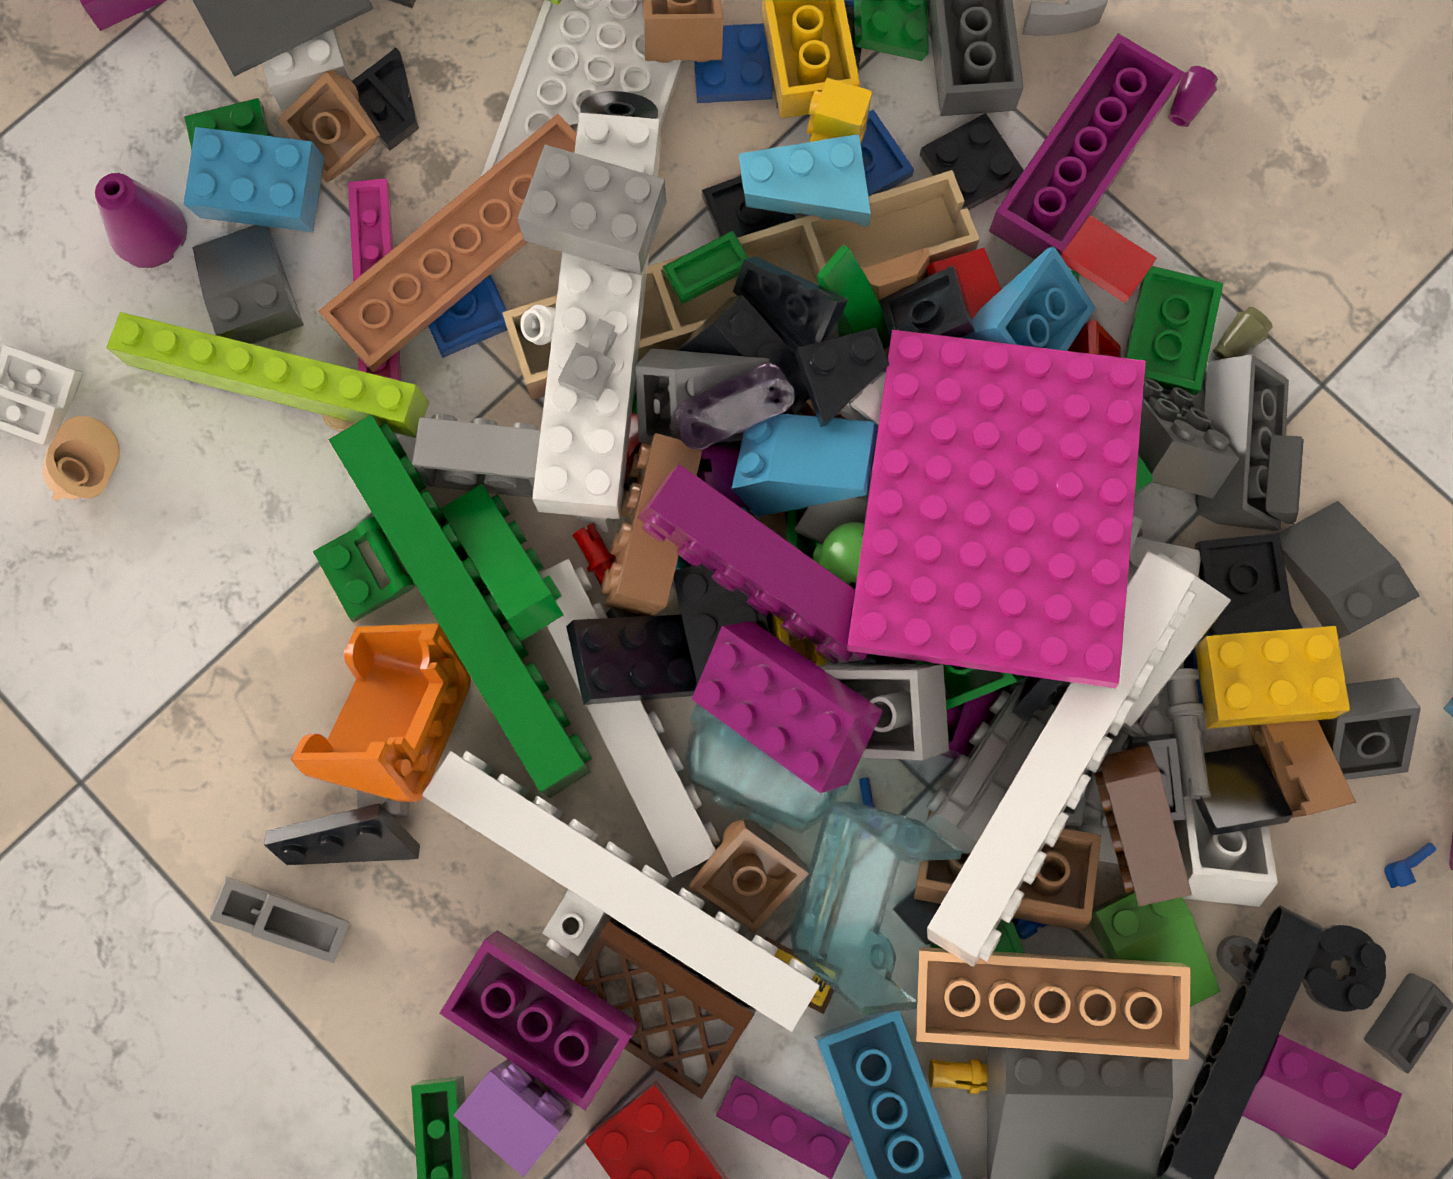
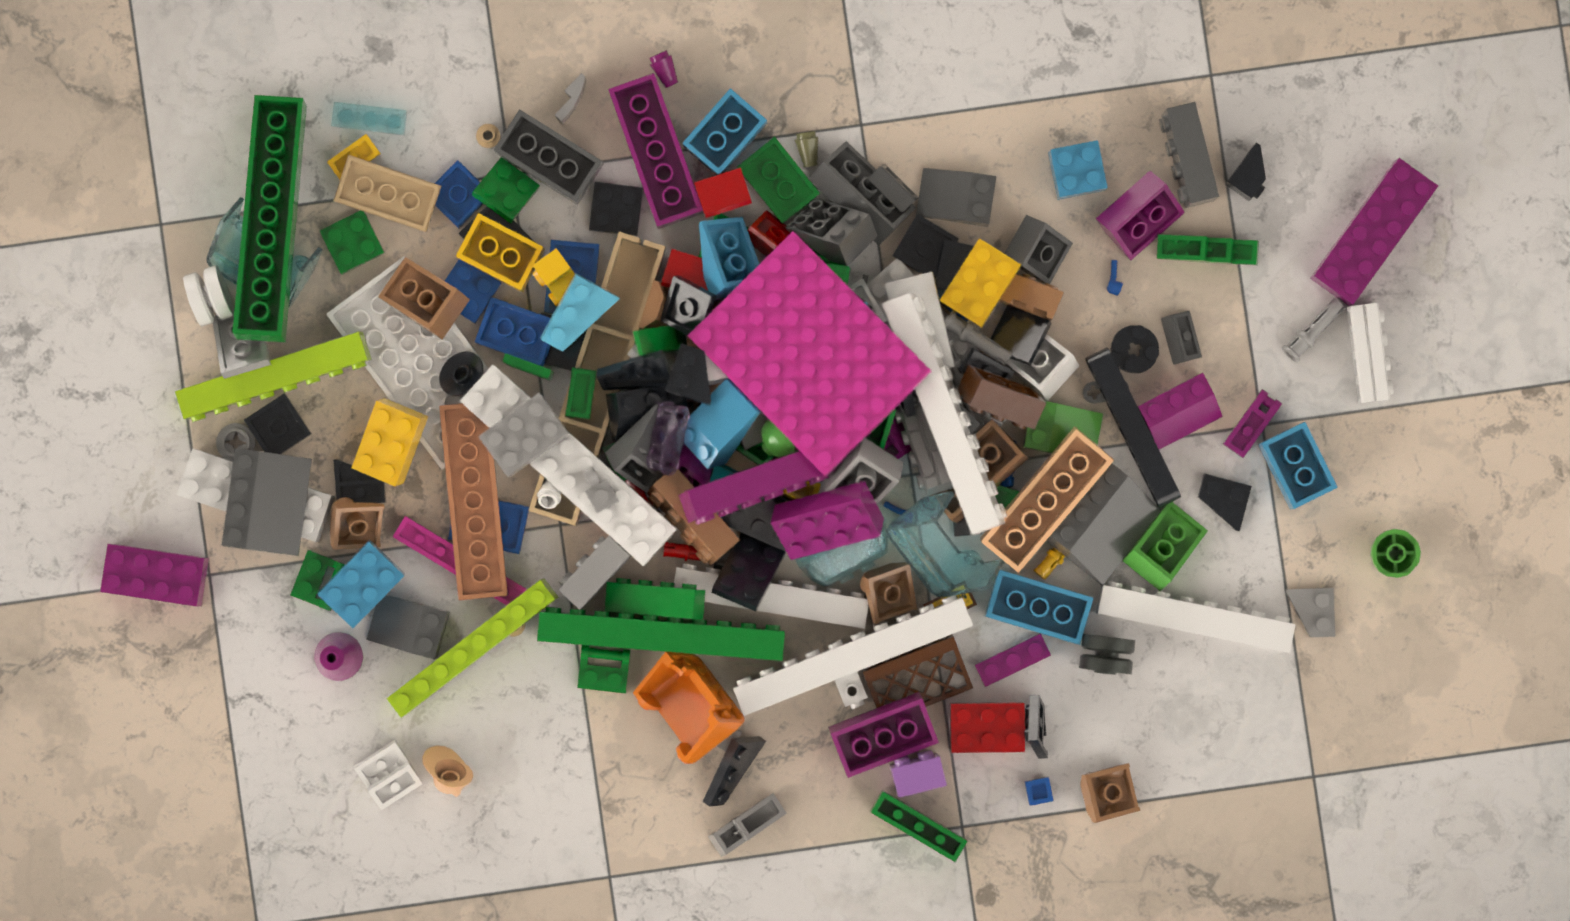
camera: 50 degrees left, 10 degrees up
(466, 90) = (389, 442): none -> yellow brick
(691, 187) = (528, 367): none -> green tile
(712, 139) = (514, 331): none -> blue plate
(1182, 215) = (724, 132): none -> dark azure brick

